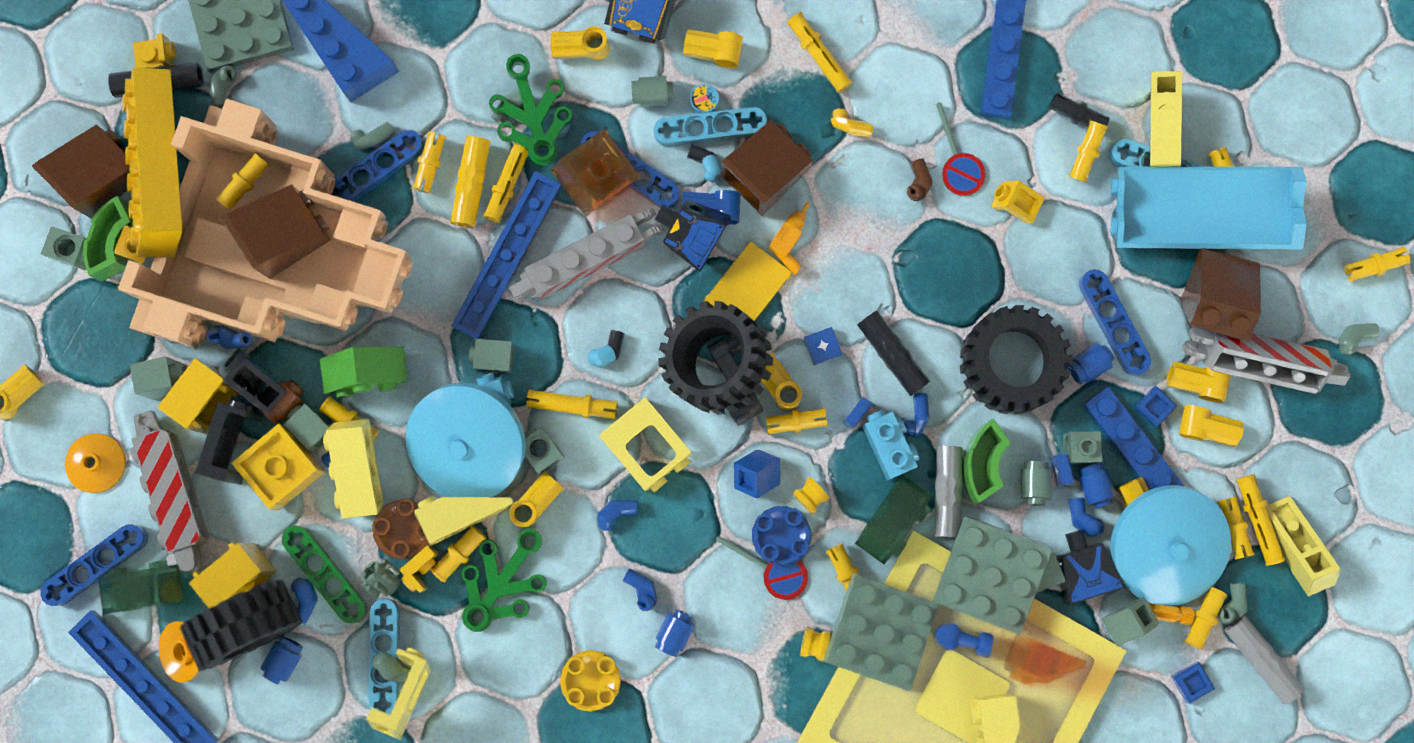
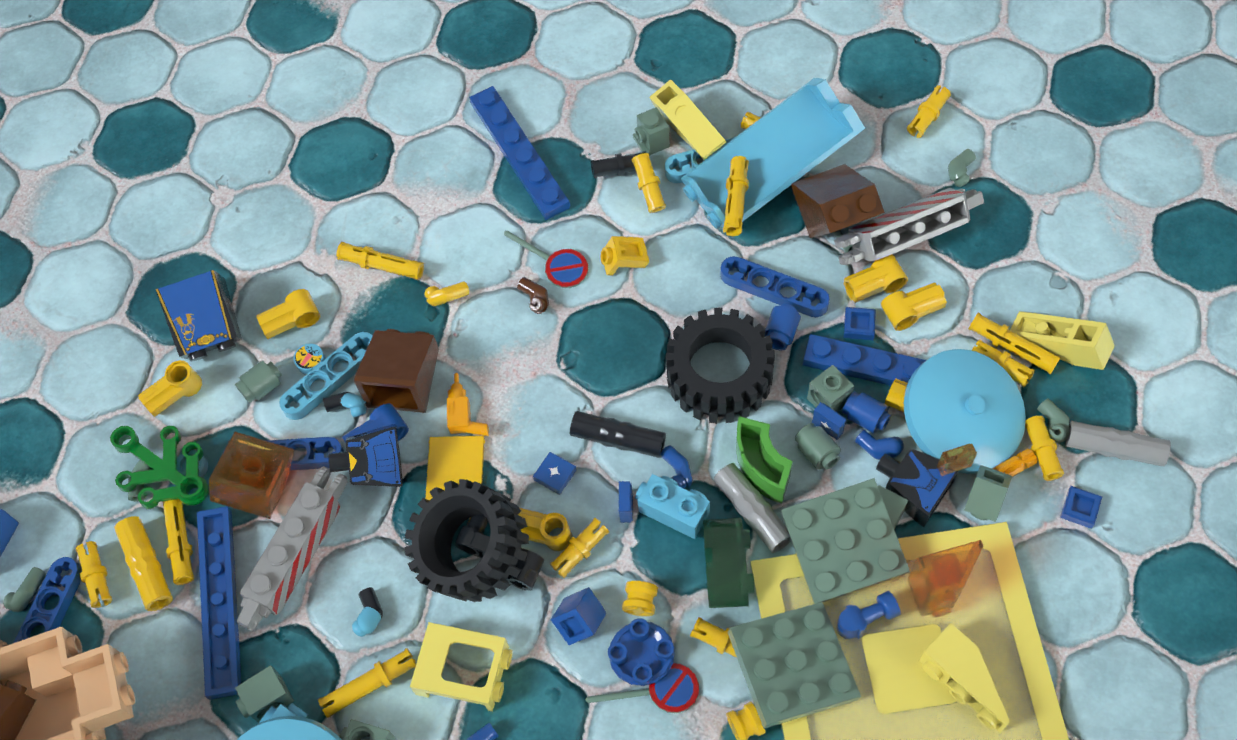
camera: 30 degrees left, 20 degrees down
(1127, 582) = (956, 459): none -> clear orange tile
(1128, 103) = (651, 132): none -> sand green brick
(1156, 213) = (737, 185): none -> yellow pin

